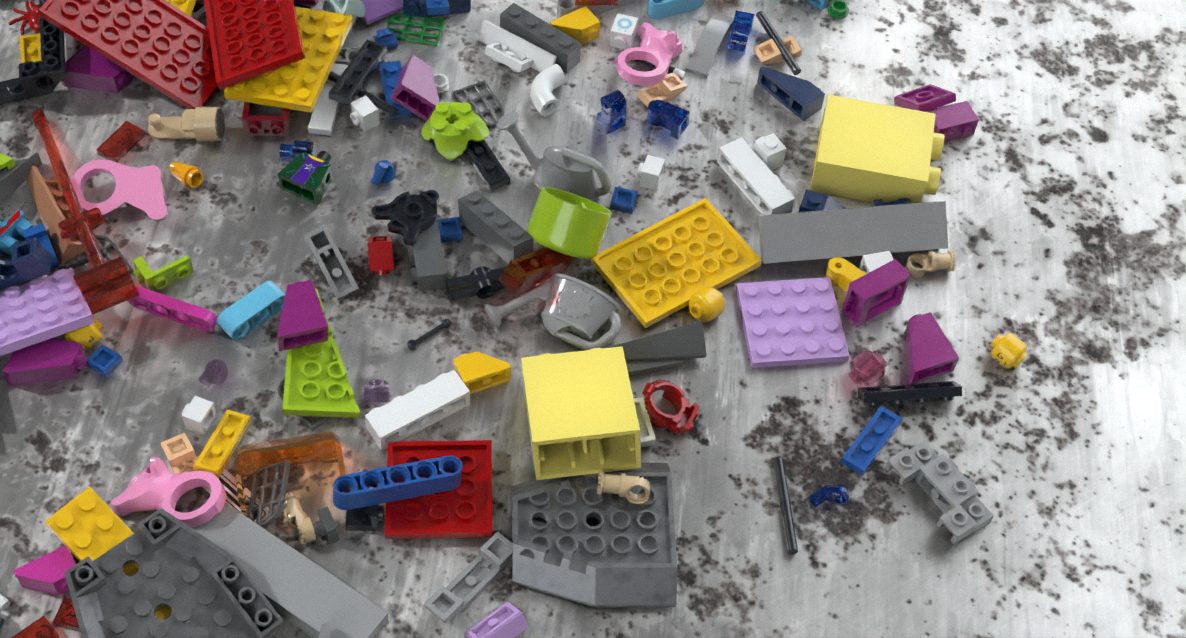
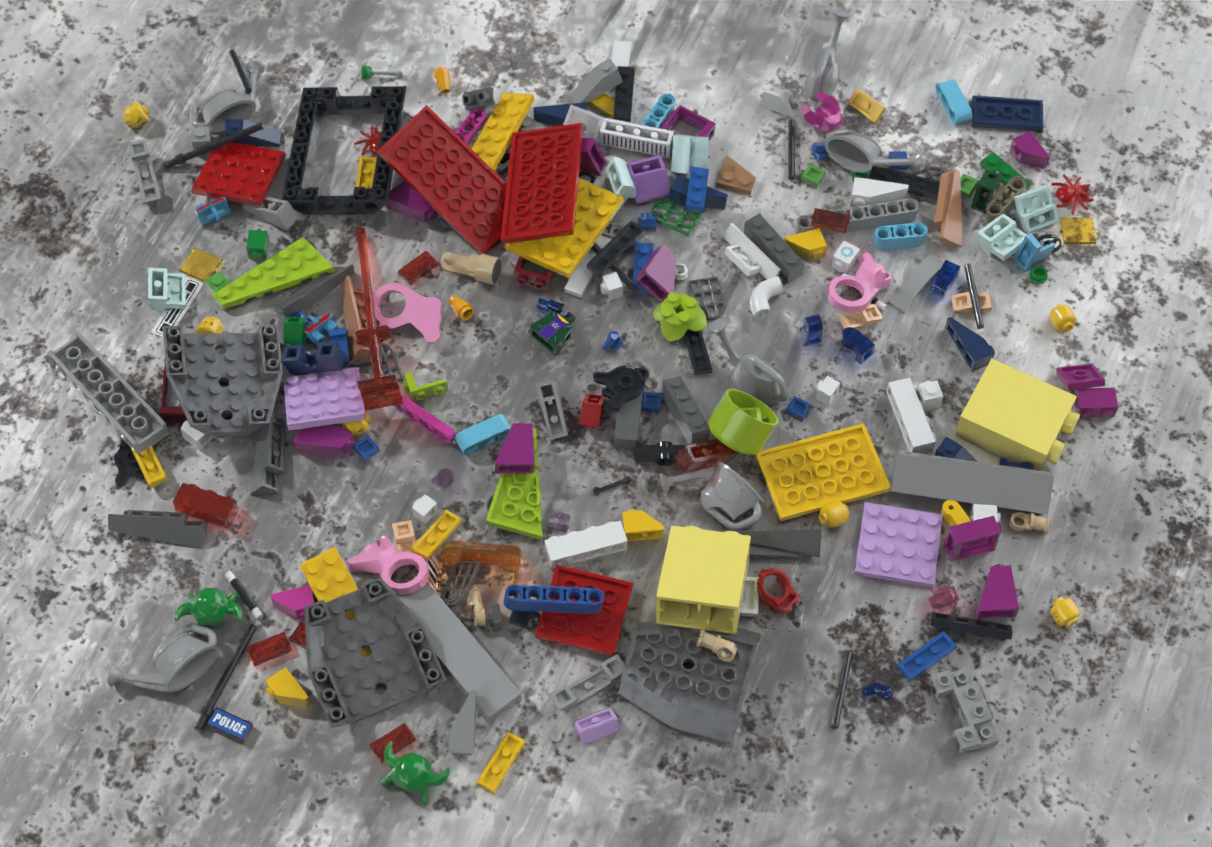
camera: 20 degrees right, 5 degrees up
(881, 45) = (1062, 318): none -> yellow head

